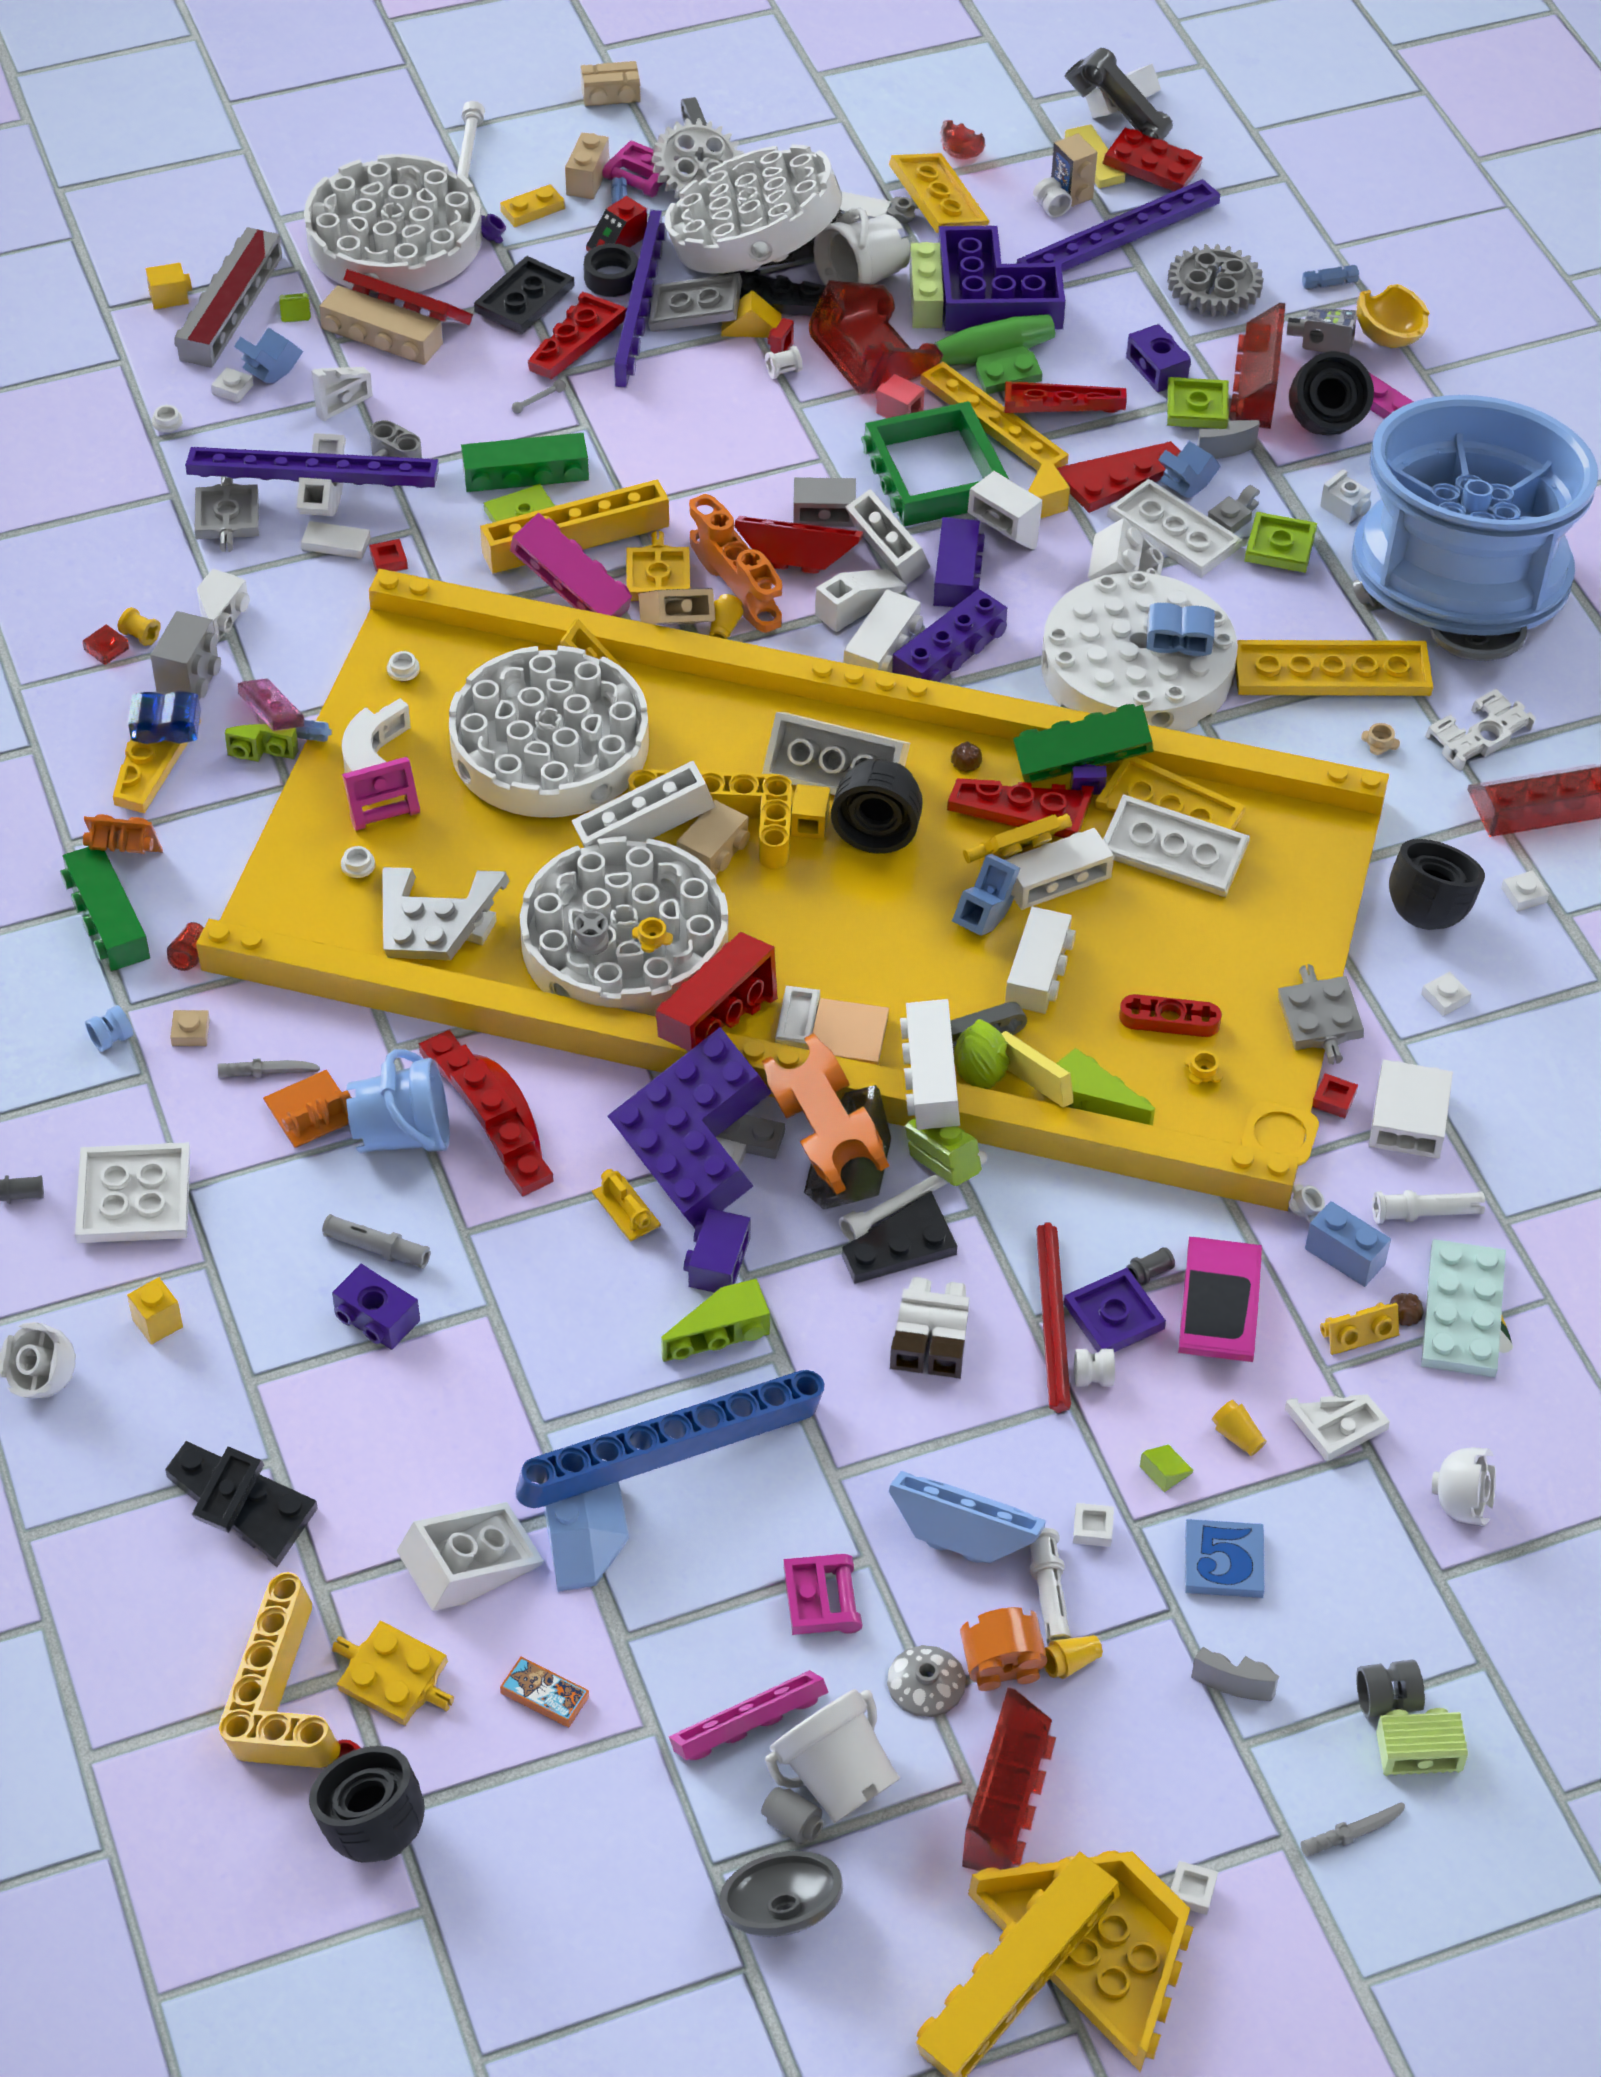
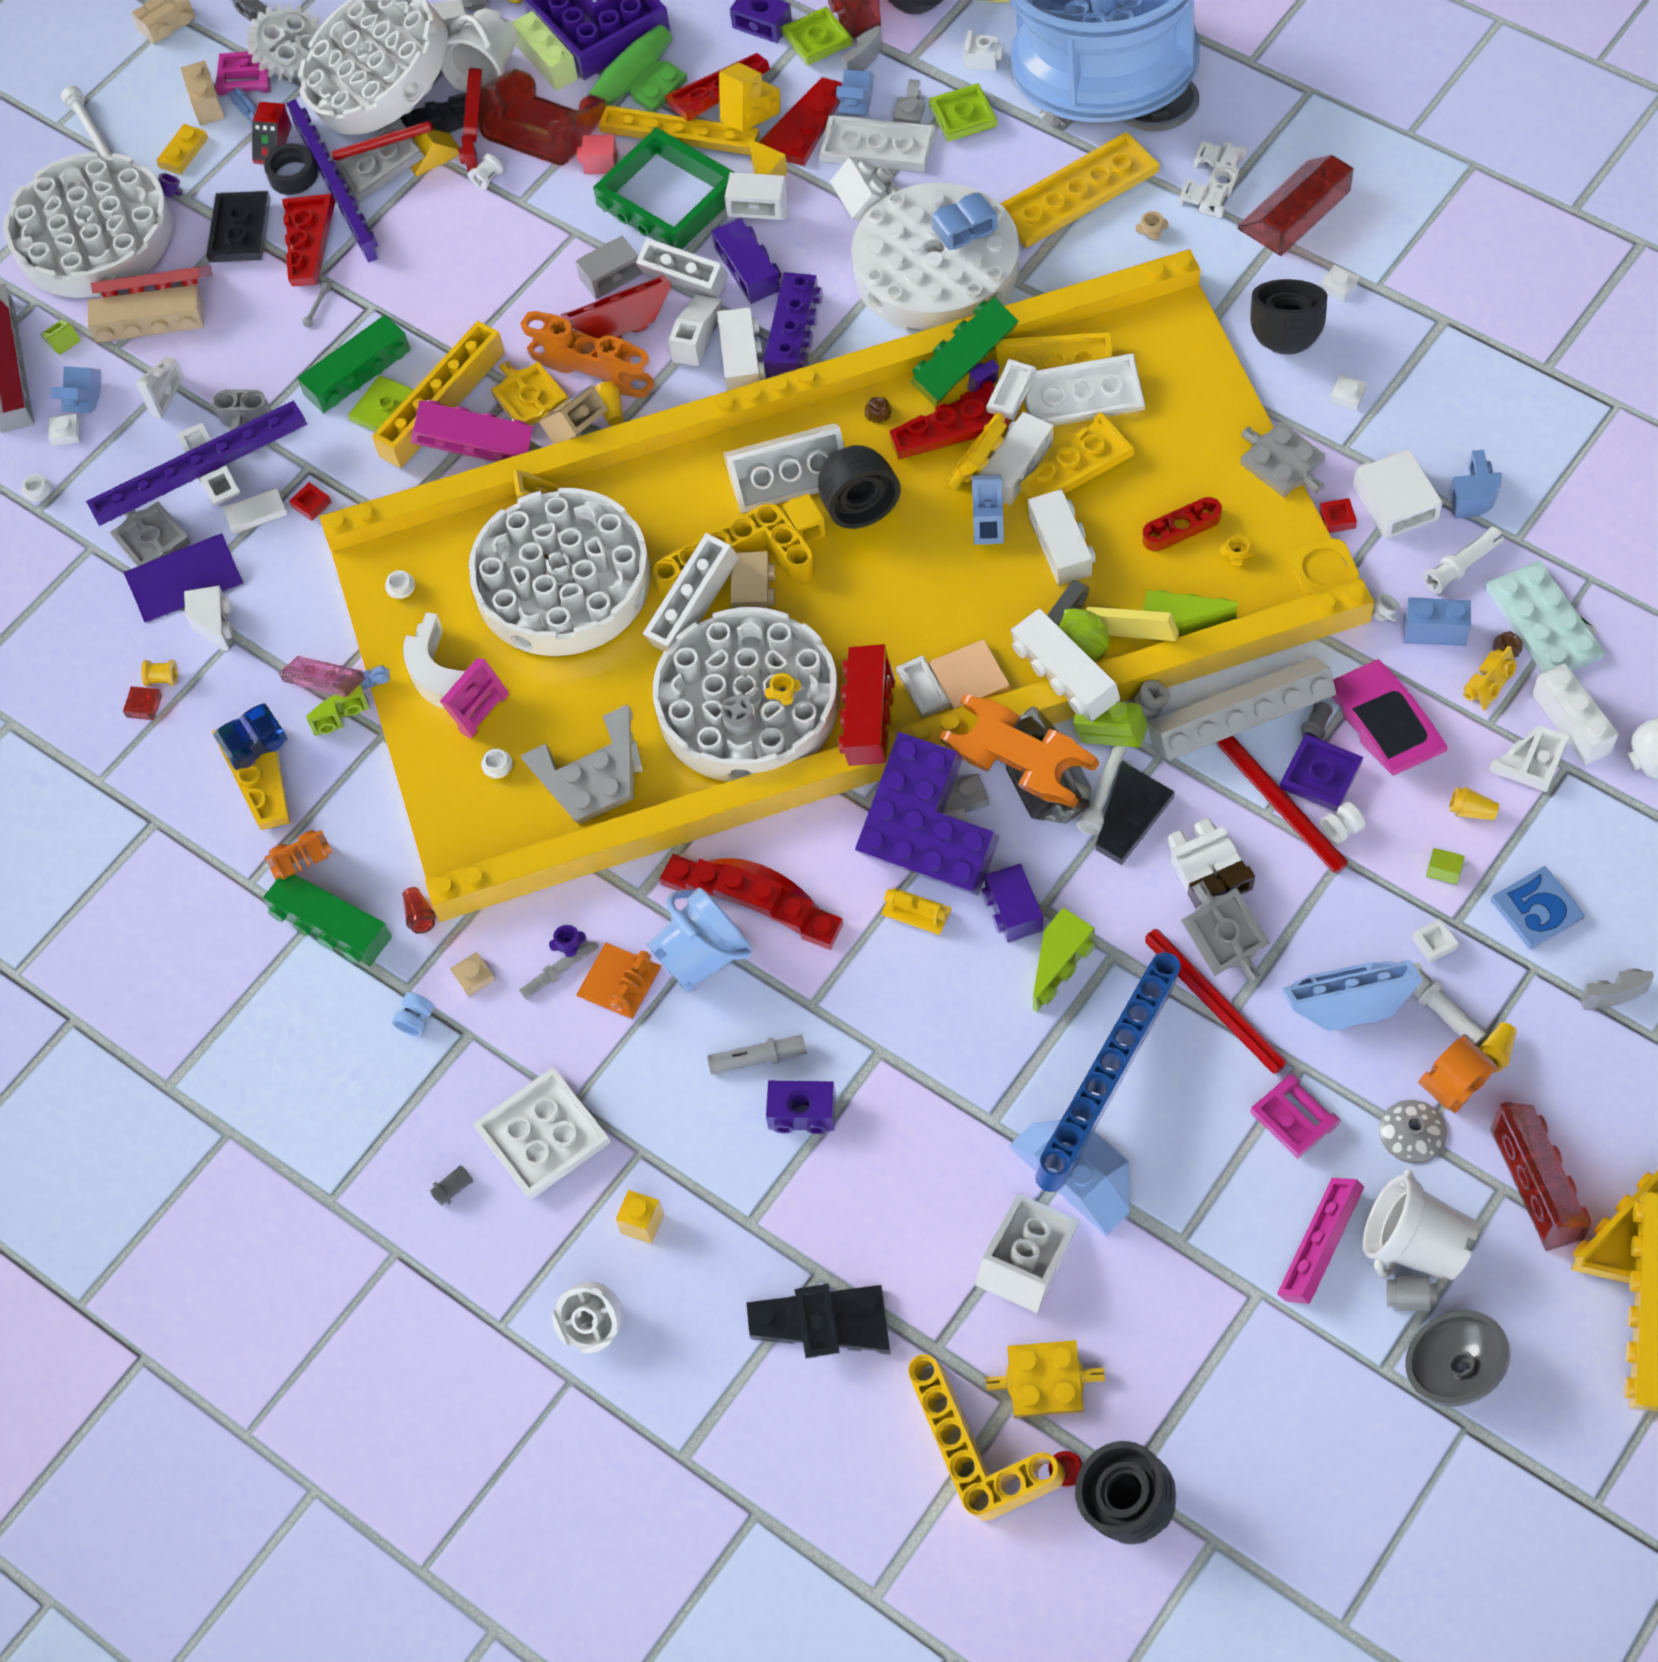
camera: 25 degrees left, 10 degrees up
(186, 655) = (226, 678): light grey brick -> none
(236, 553) = (162, 582): none -> dark purple window
(294, 1047) = (567, 933): none -> dark purple plate
(544, 1691) = (1163, 1319): tile -> none
(707, 285) = (382, 141): none -> red bar
(805, 306) = (472, 103): none -> red beam
(836, 1454) = (1219, 1004): none -> red axle
(893, 1392) = (1225, 931): none -> light grey plate
(1001, 1160) = (1152, 698): none -> light grey wheel
(1071, 419) = (746, 98): none -> yellow brick
(1082, 1208) = (1241, 708): none -> light grey brick
(1101, 802) = (1011, 389): none -> white tile
(1129, 905) = (1085, 457): none -> yellow wing
(1413, 1405) = (1575, 714): none -> white brick
(1493, 1152) = (1476, 492): none -> medium blue brick

